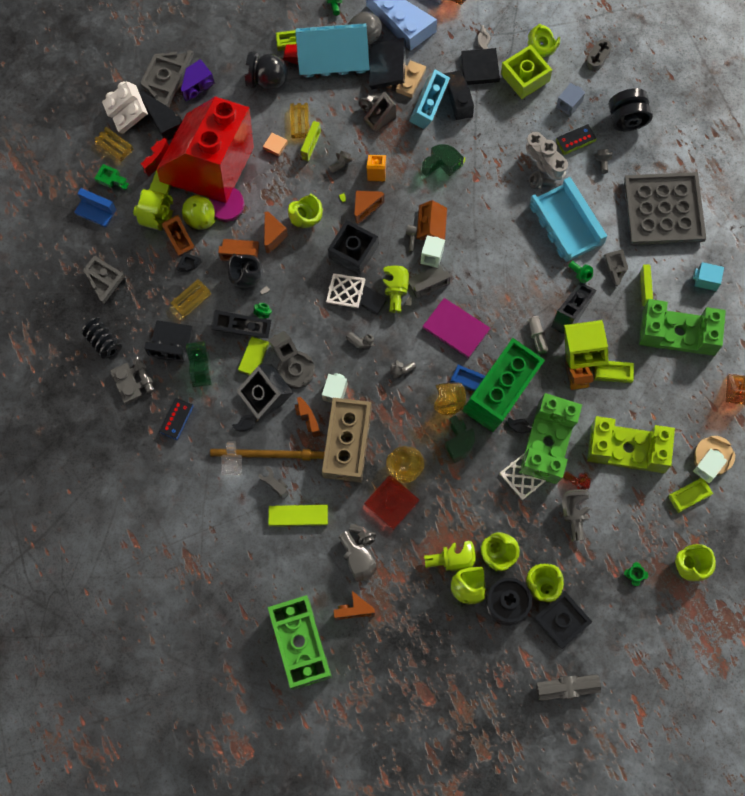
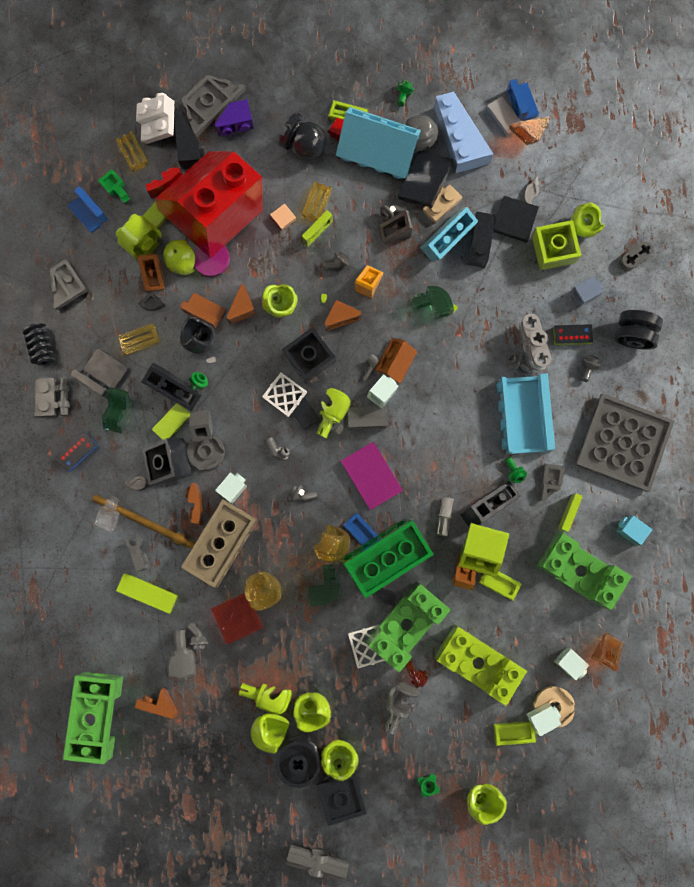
camera: 20 degrees right, 10 degrees up
(711, 411) = (571, 663): none -> light aqua brick

